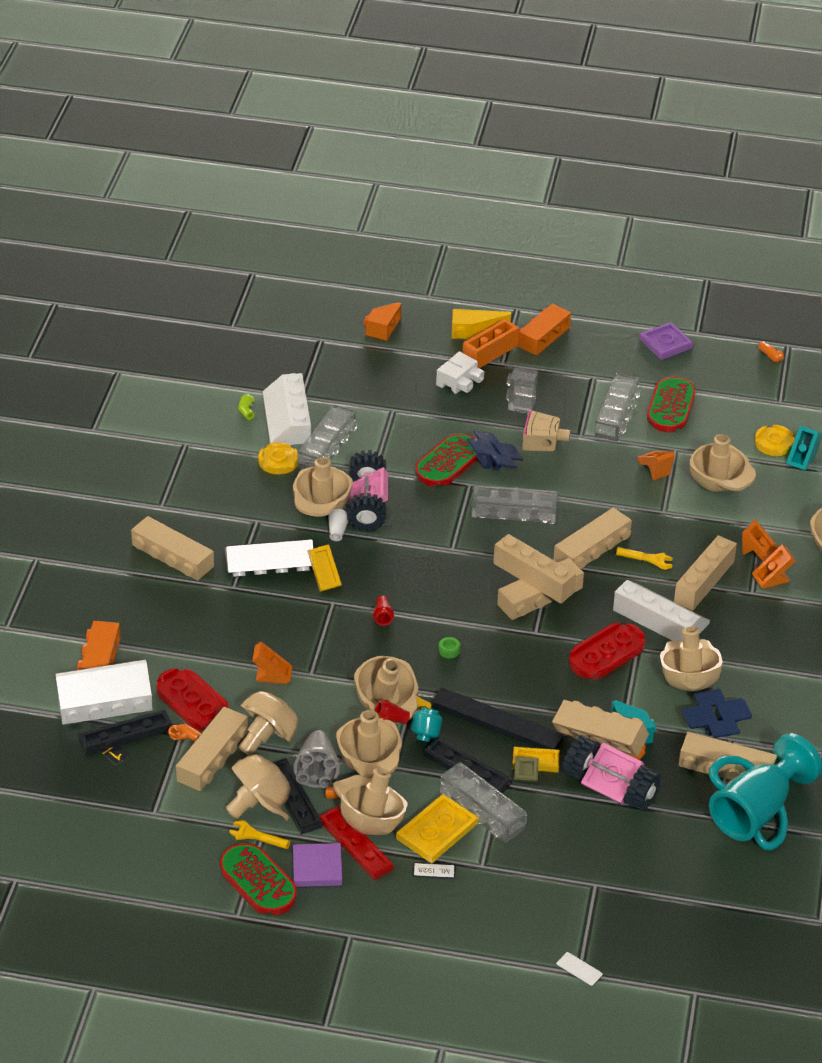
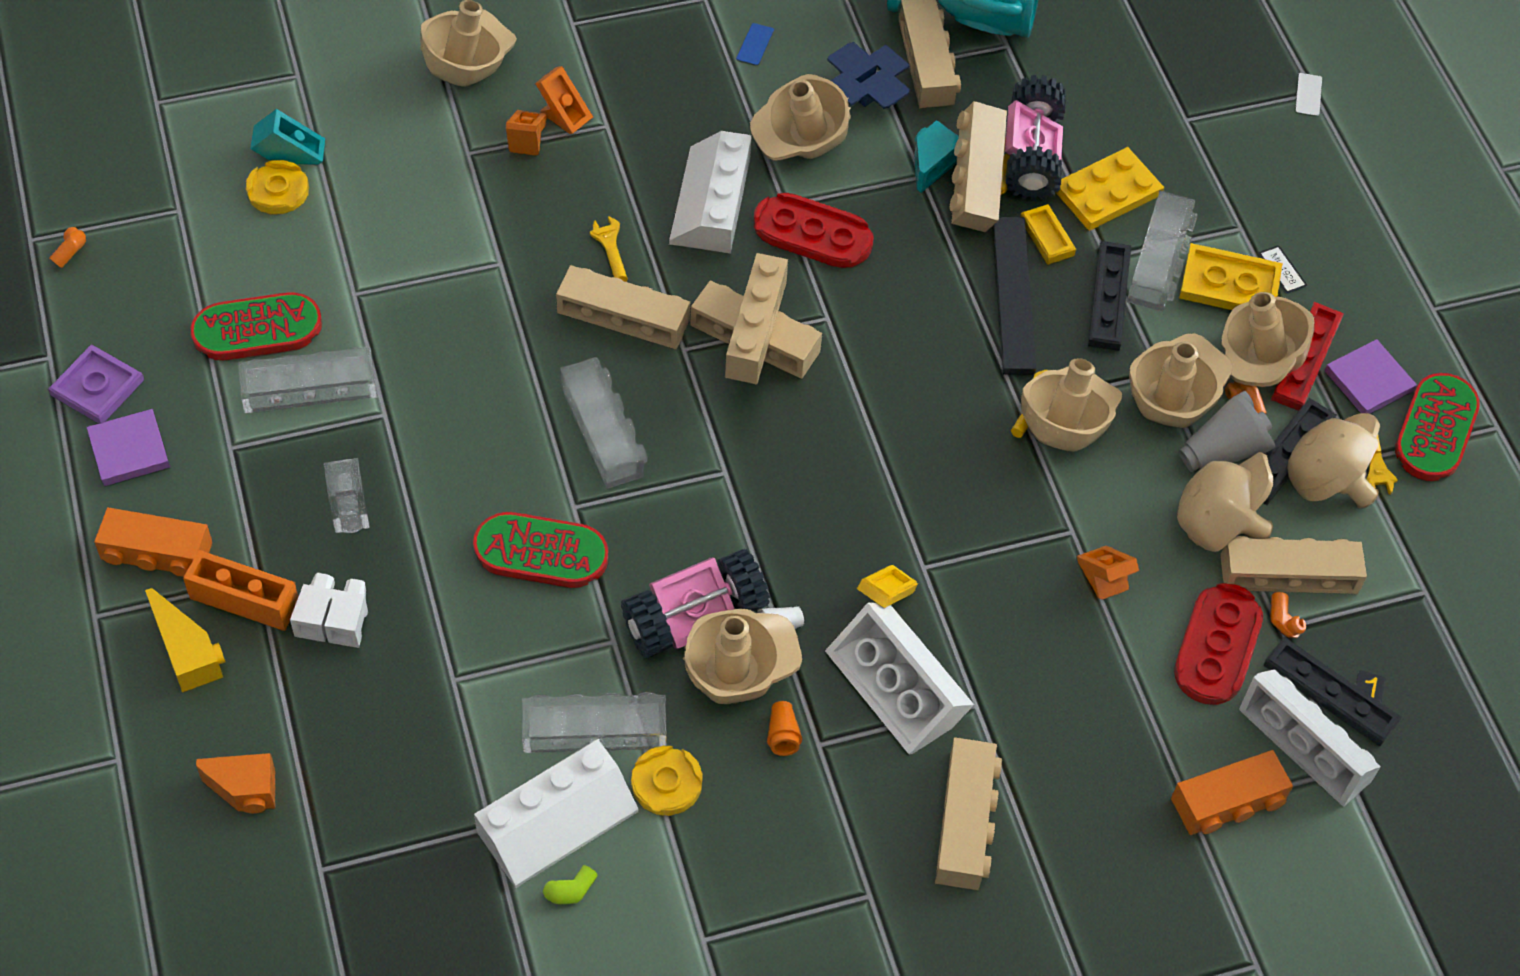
camera: 120 degrees left, 15 degrees up
(271, 503) = (783, 730): none -> orange cone
(383, 612) = (913, 489): red cone -> none
(392, 712) = (1115, 378): red cone -> none
(426, 724) = (1088, 344): teal head -> none
(449, 647) = (922, 394): bright green tile -> none
(496, 454) = (503, 484): dark blue piece -> none
(526, 769) = (1076, 231): olive tile -> none
(543, 432) = (420, 449): tan torso -> none
(555, 808) = (1109, 188): none -> yellow plate
(615, 340) = (128, 447): none -> medium lavender tile
(658, 462) = (416, 281): orange slope -> none
(705, 572) = (615, 166): tan brick -> none
(721, 466) = (401, 201): tan piece -> none
(789, 688) = (755, 43): none -> blue sticker

